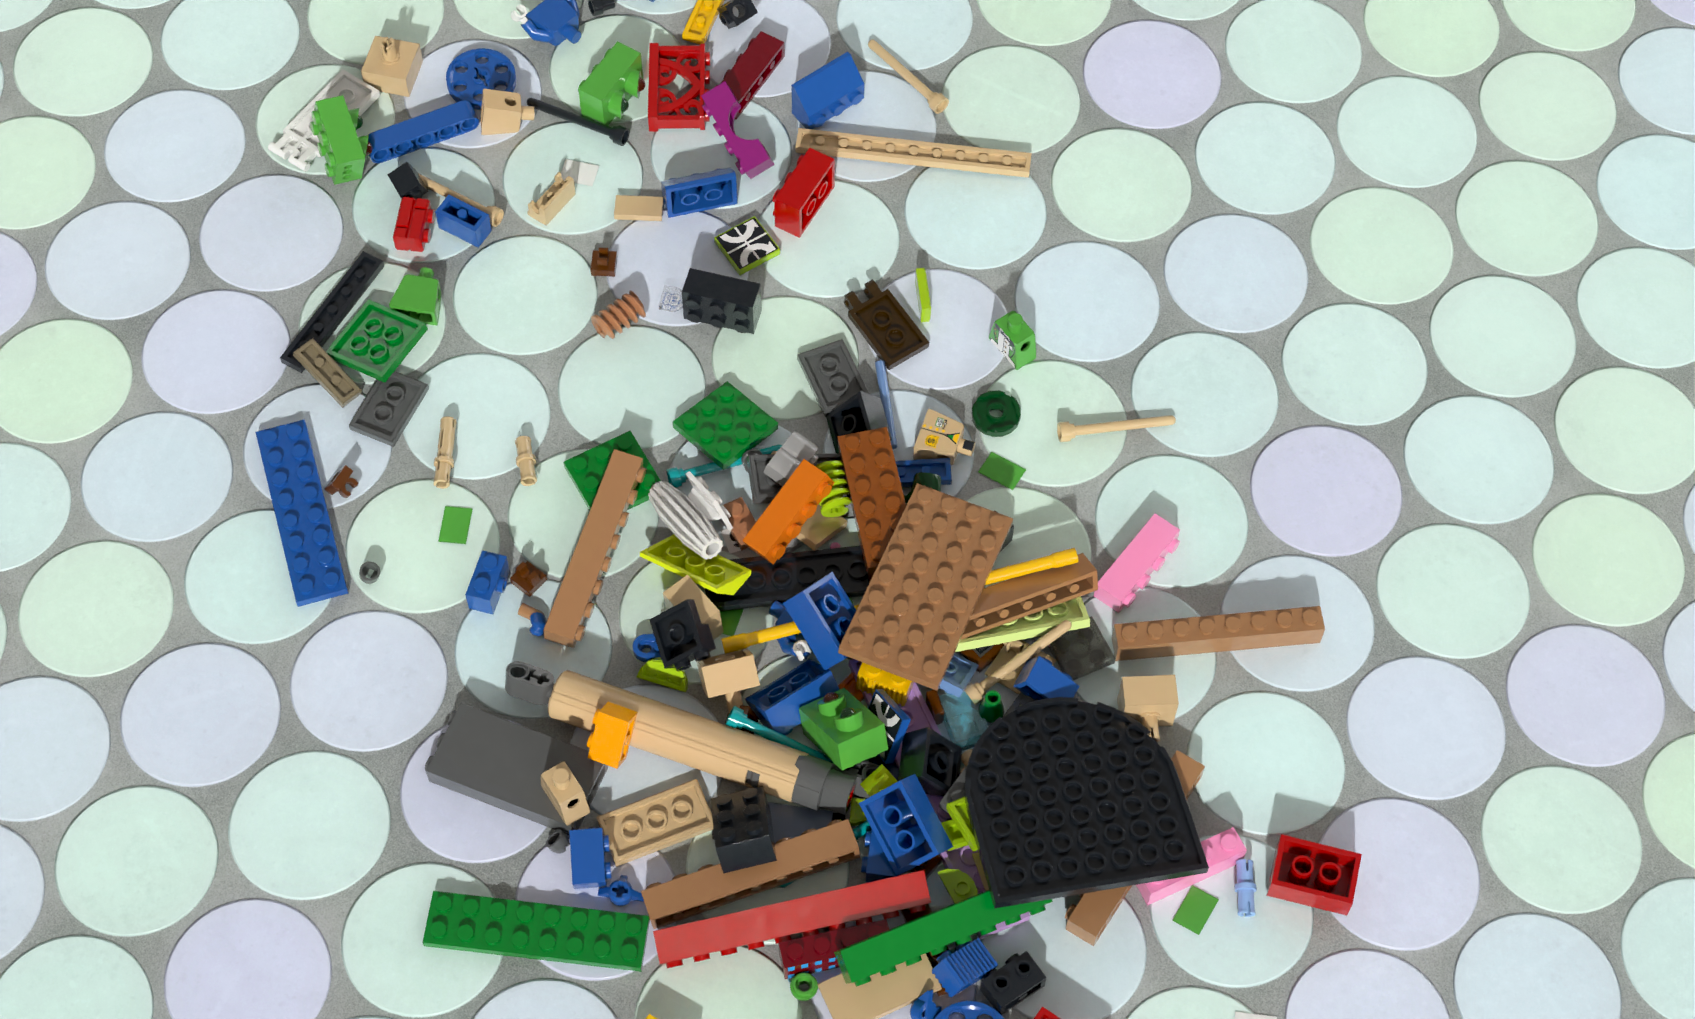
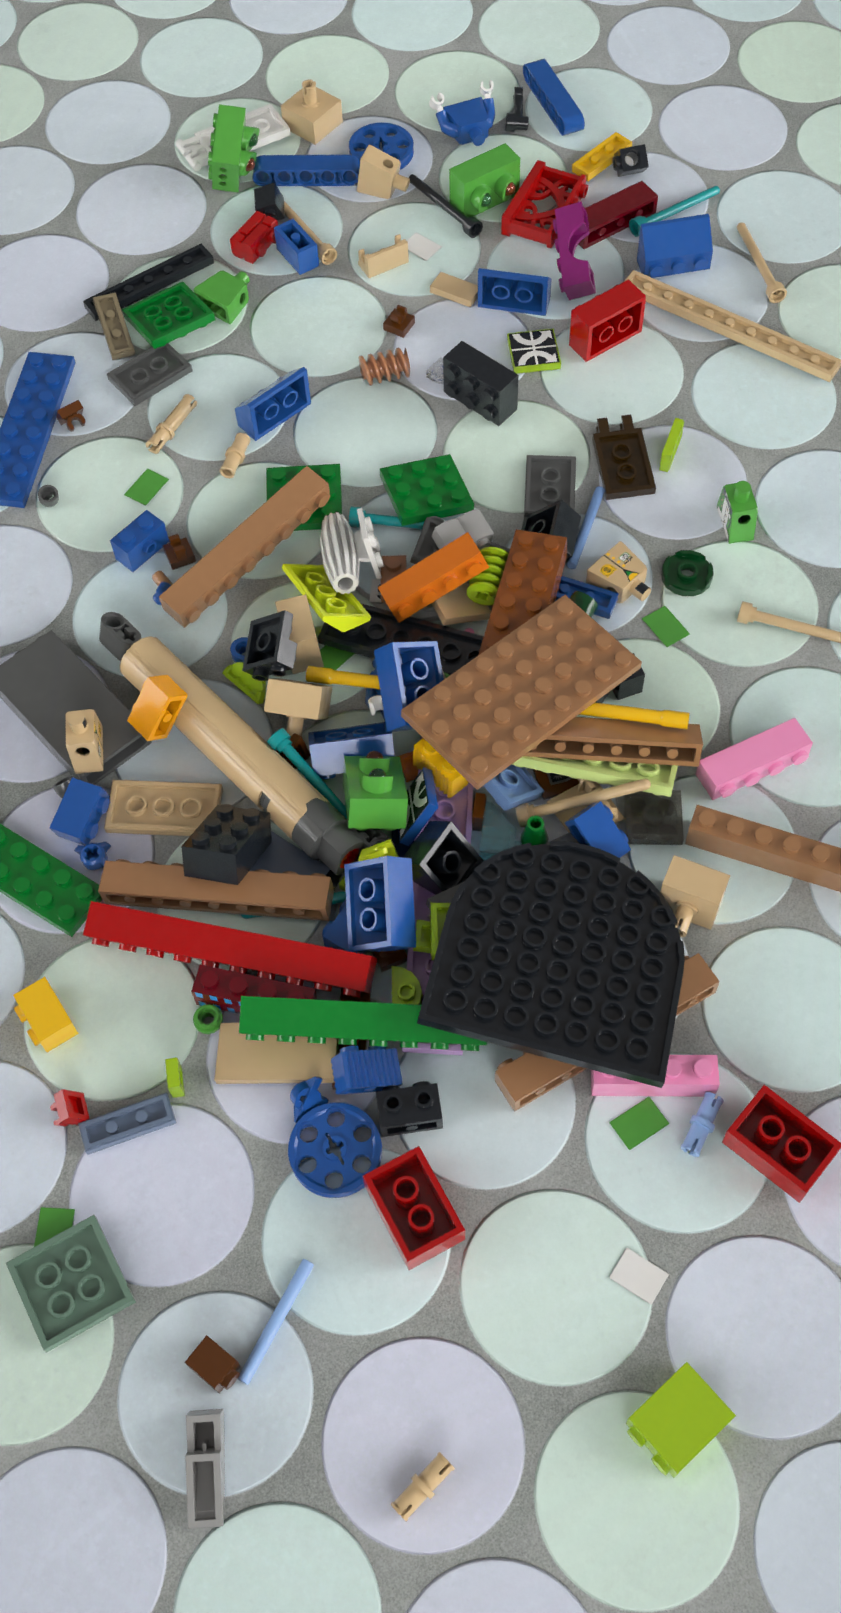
camera: 30 degrees right, 0 degrees up
(534, 394) = (274, 404): none -> blue slope
(779, 76) = (635, 223): none -> teal piece

